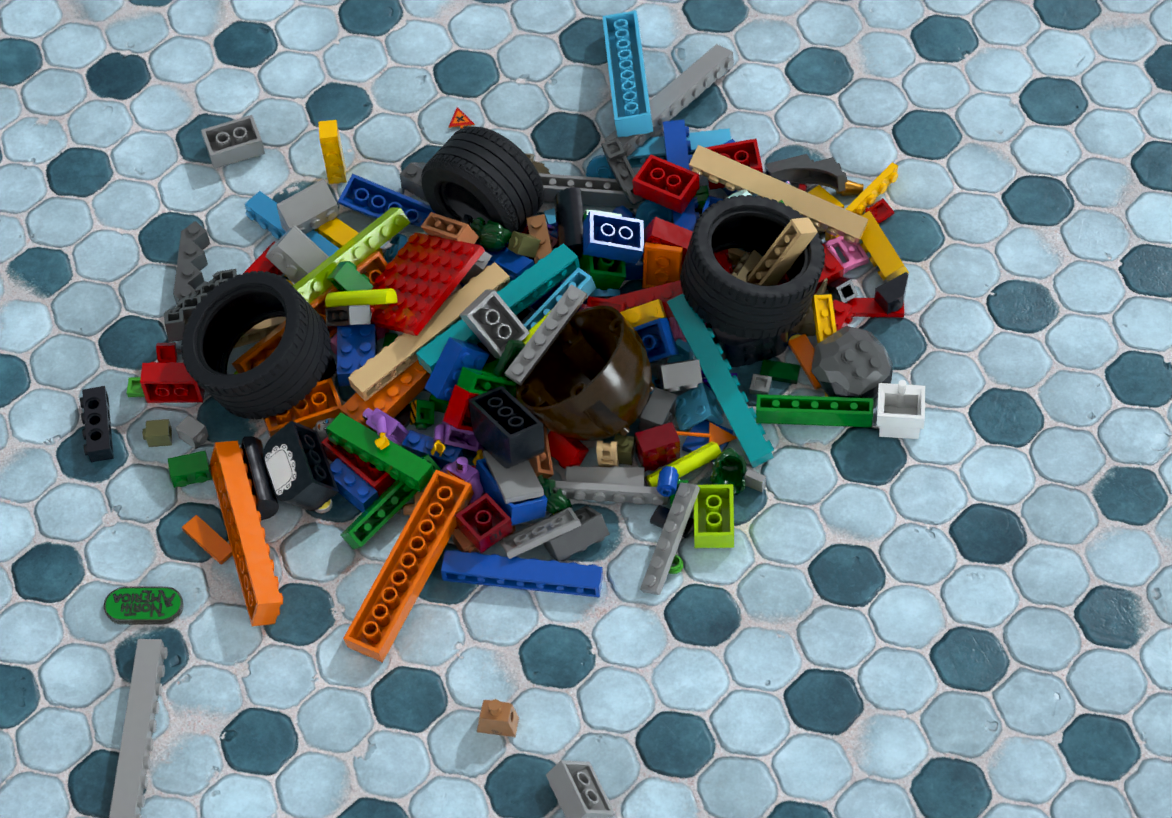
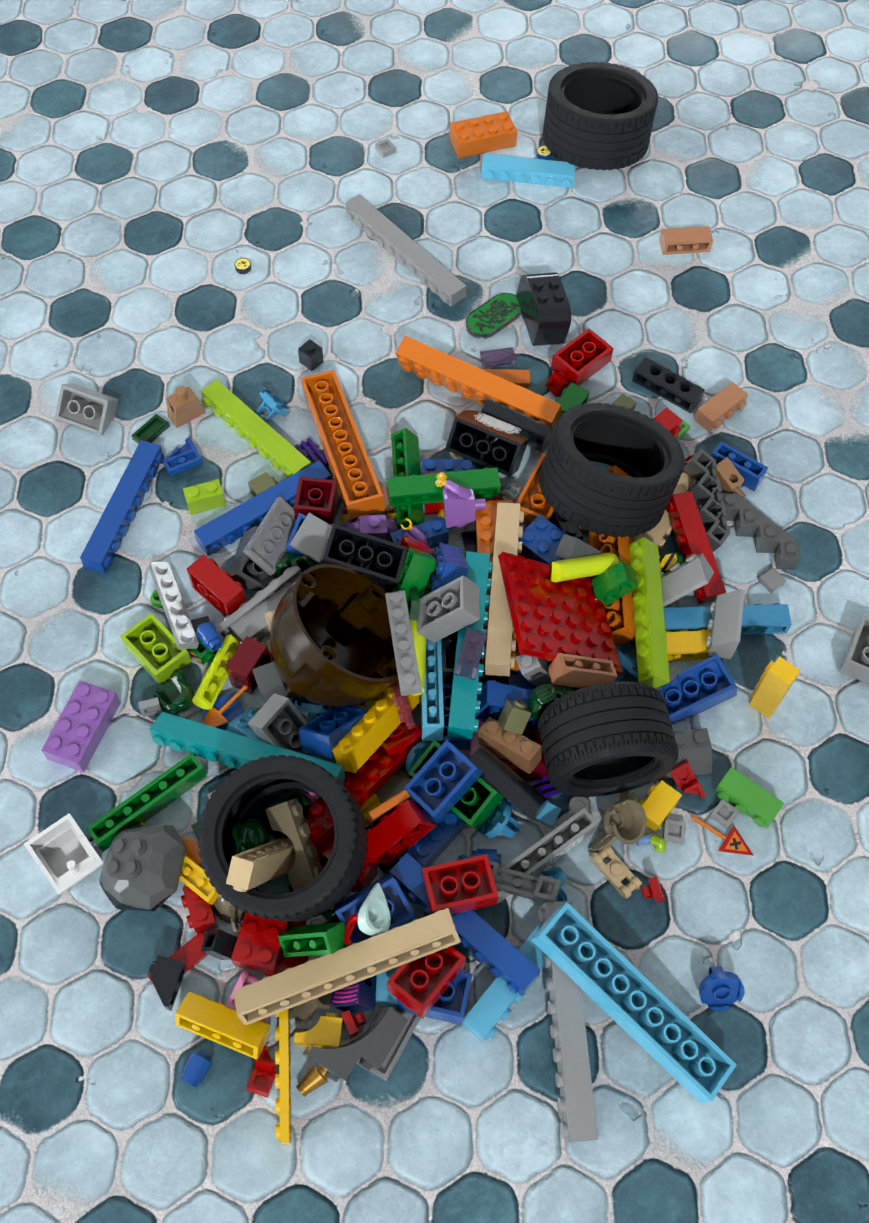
camera: 130 degrees right, 5 degrees up
(85, 374) = (721, 407): none -> nougat brick
(104, 560) = (544, 308): none -> black brick
(133, 495) = (582, 357): none -> red brick
(141, 318) = (750, 469): none -> blue brick
(160, 306) = (729, 477): none -> medium nougat torso
(177, 494) = (556, 384): none -> red tile
(190, 562) = (498, 357): none -> clear purple tile
(225, 236) = (772, 580): none -> light grey tile
(340, 686) = (310, 355): none -> black brick
(422, 129) = (748, 798): none -> bright green brick
(423, 658) = (273, 404): none -> dark azure tile
(439, 581) = (304, 445): none -> dark purple tile
(444, 135) = (724, 814): none -> light grey tile
(460, 653) = (253, 429): none -> lime brick
(505, 591) = (261, 484): none -> olive brick
(514, 281) = (470, 654): none -> clear purple brick
(541, 128) = (654, 890): none -> red tile
(543, 675) = (182, 458): none -> blue wing
(544, 730) = (151, 429): none -> dark green tile
(552, 157) = (616, 872): none -> tan plate
(560, 619) = (204, 496): none -> lime brick
(563, 59) = (721, 989): none -> blue tile
(623, 524) = (216, 585): none -> red brick
(631, 666) = (122, 507): none -> blue brick
(817, 503) = (81, 726): none -> medium lavender brick
(915, 241) = (196, 1068): none -> blue brick

